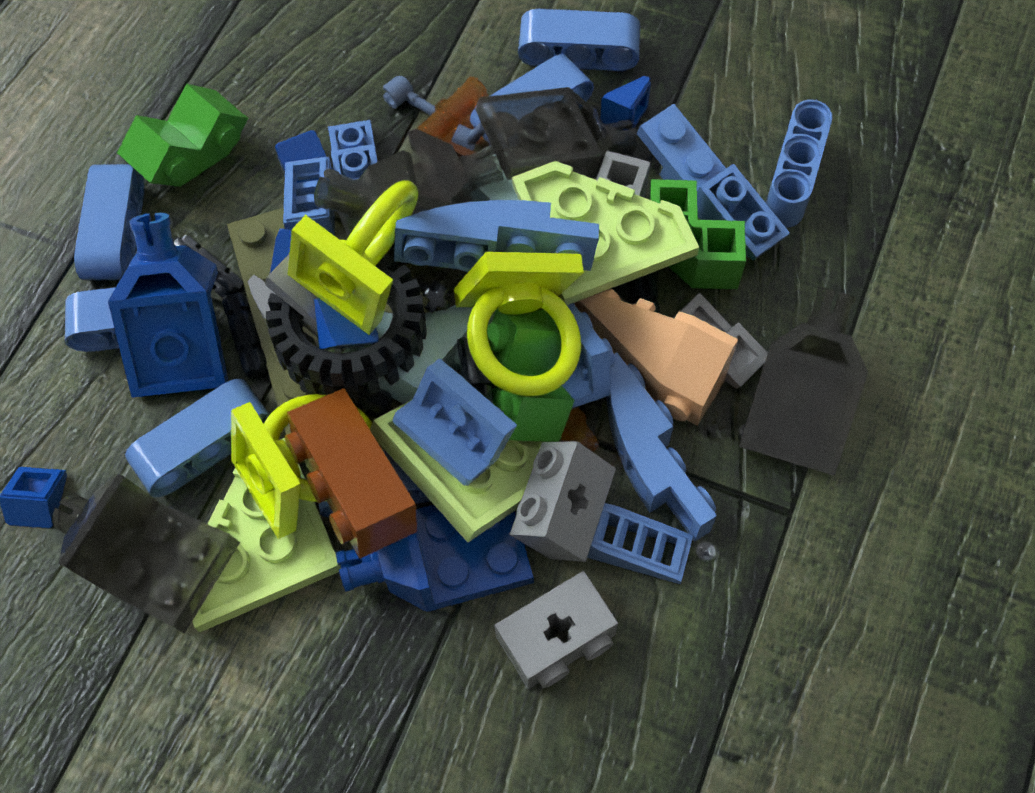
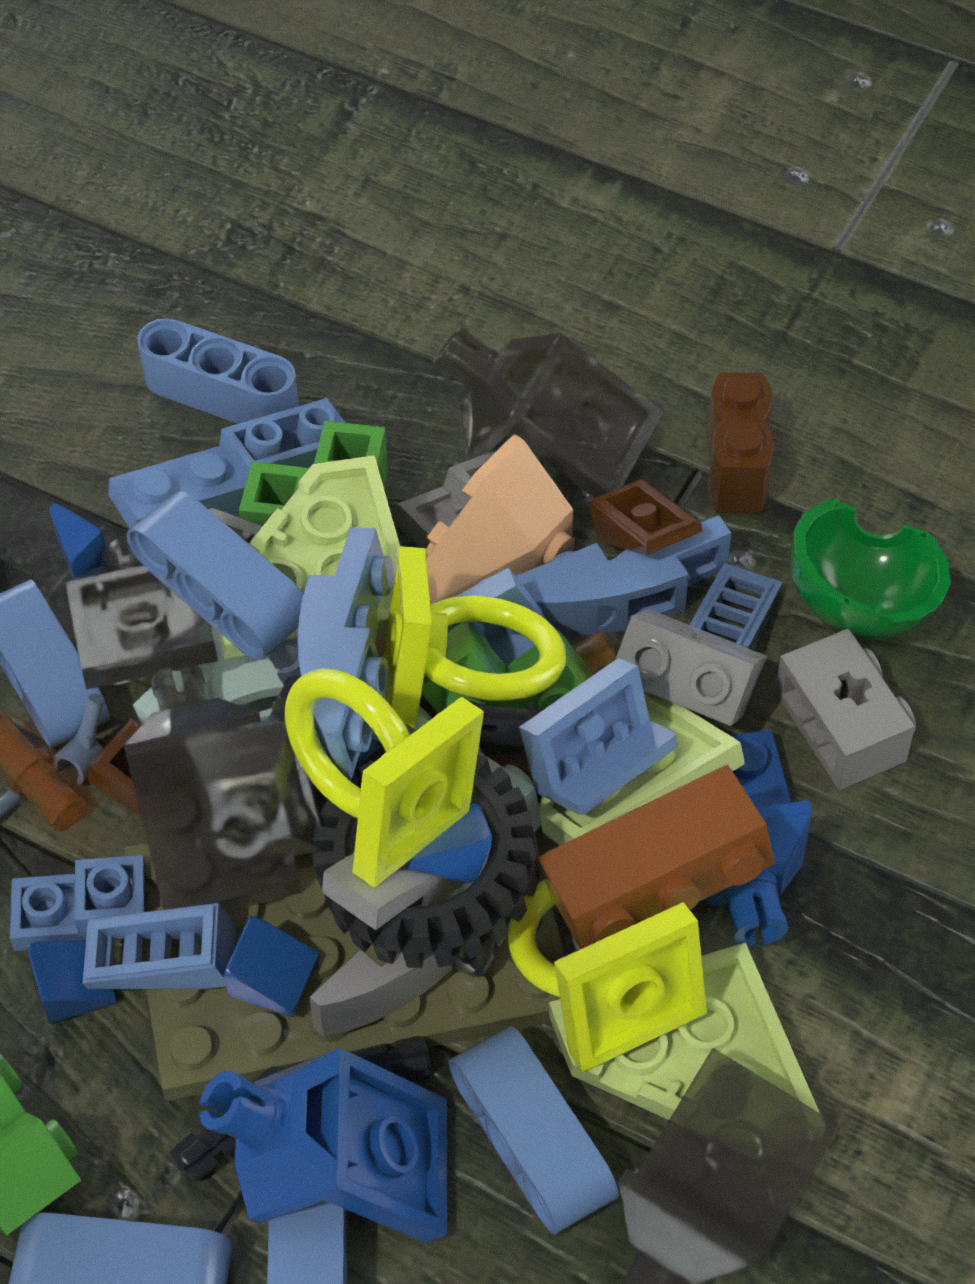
camera: 85 degrees left, 10 degrees down
(555, 150) = (217, 574): none -> medium blue beam
(679, 635) = (864, 578): none -> green cylinder
(704, 460) = (641, 519): none -> reddish brown slope
(818, 534) = (739, 442): none -> reddish brown brick

